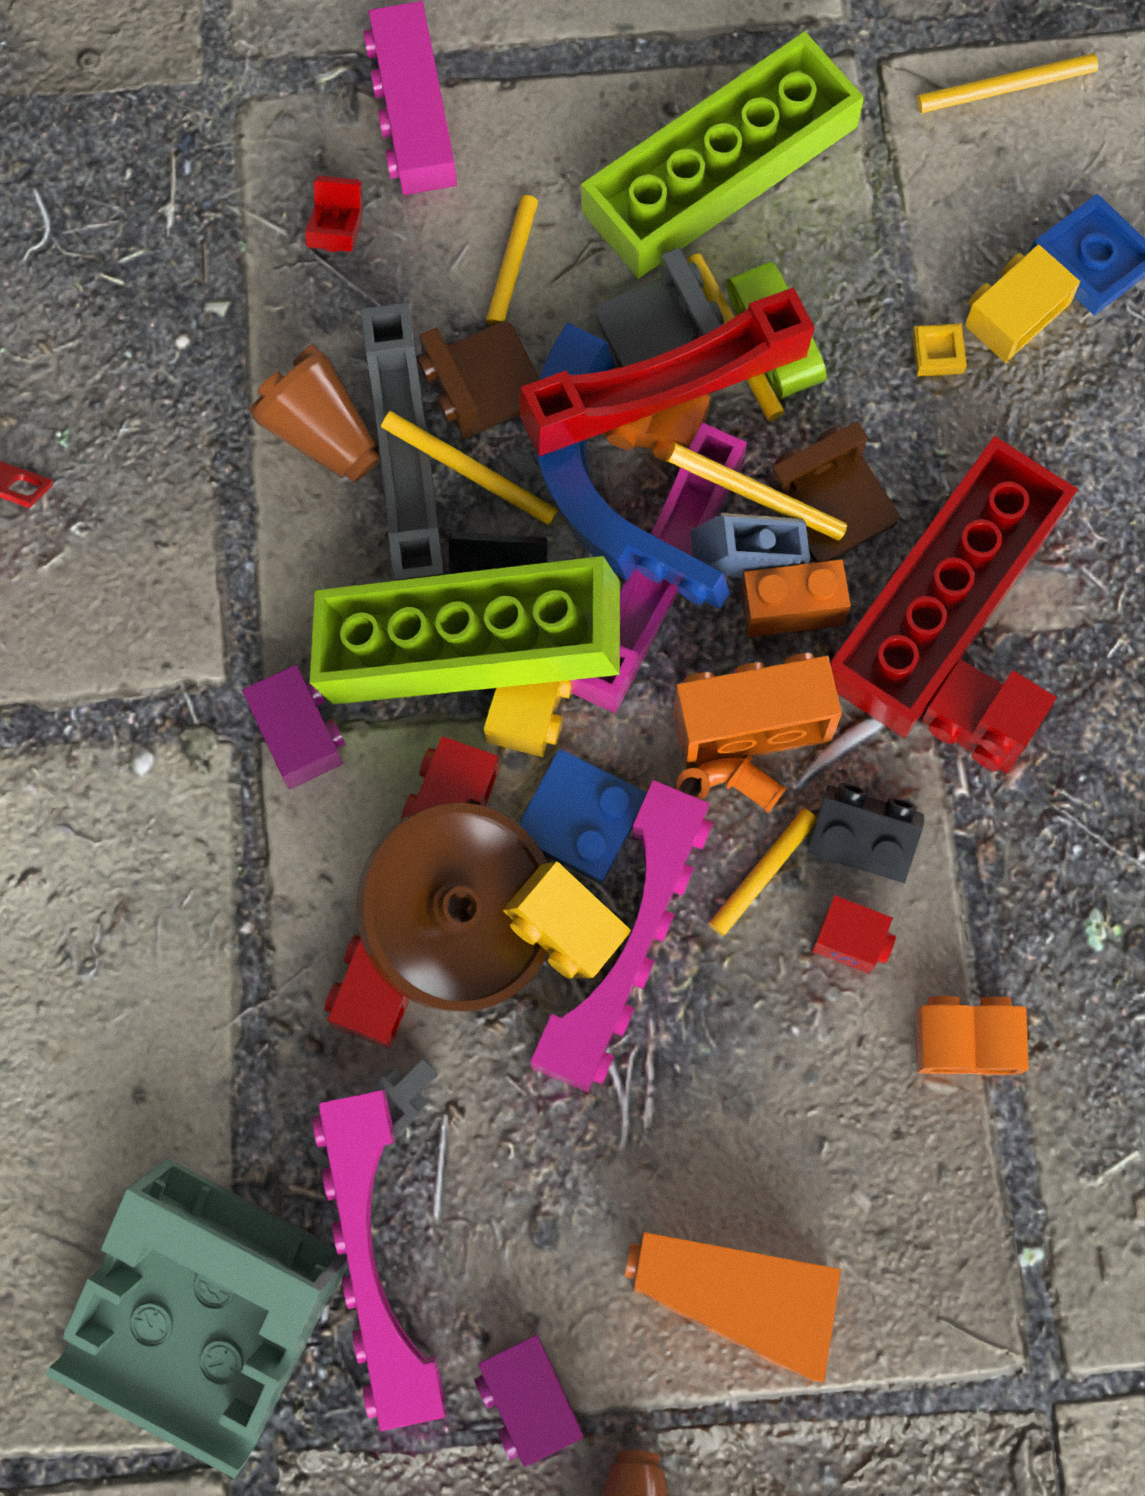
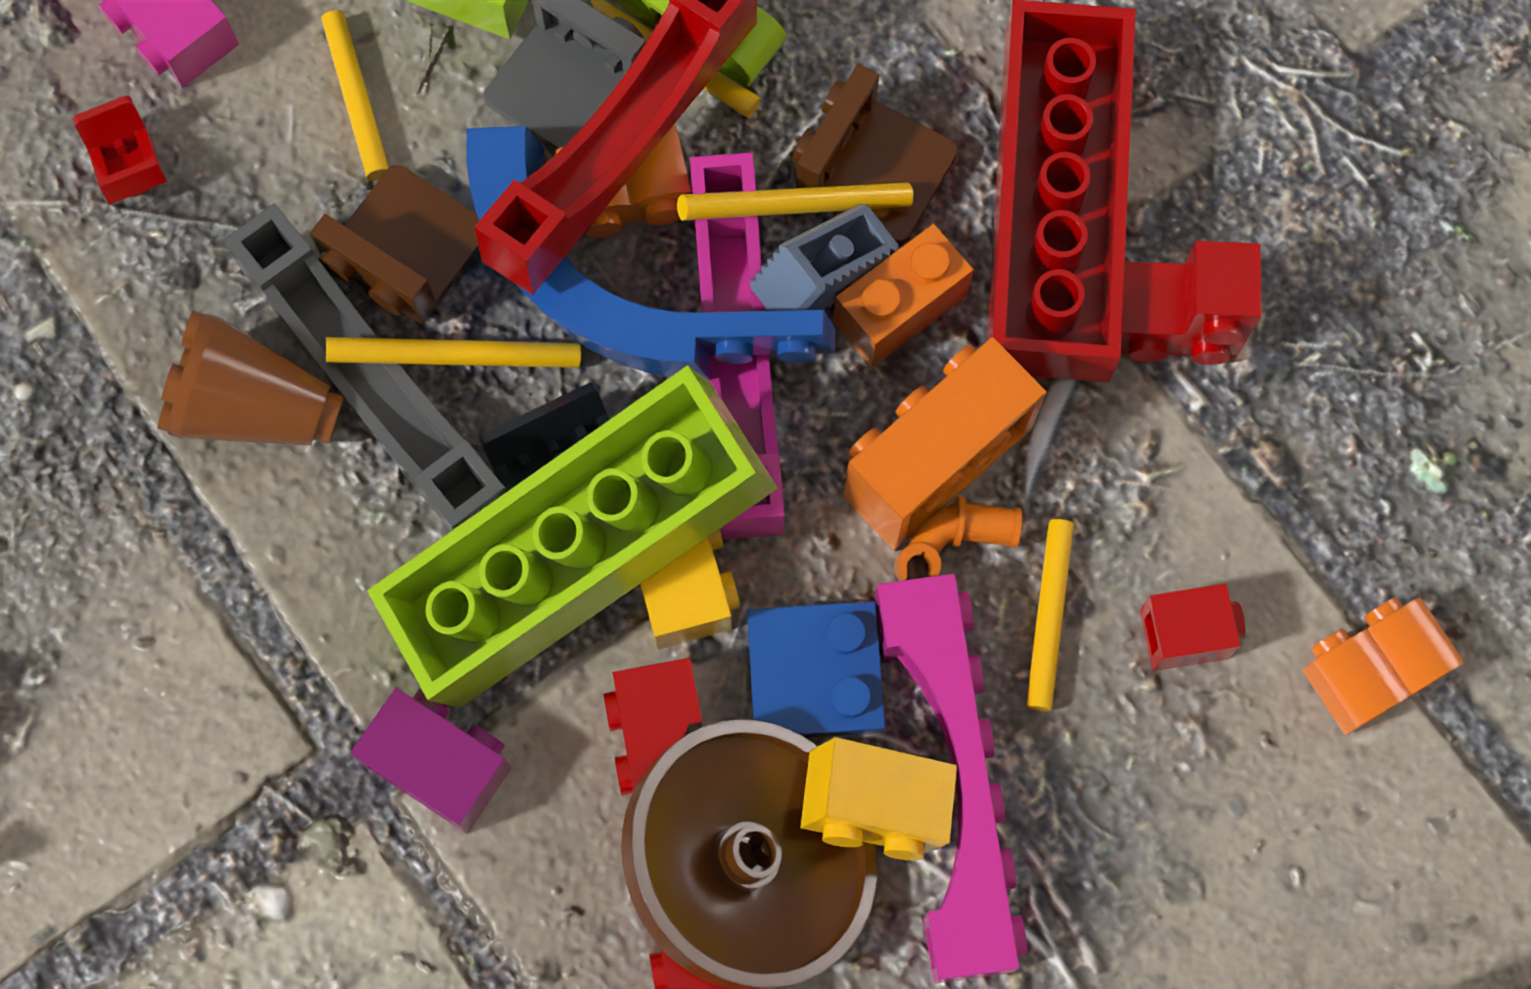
camera: 35 degrees left, 0 degrees up
(867, 832) = (1134, 506): black bracket -> none

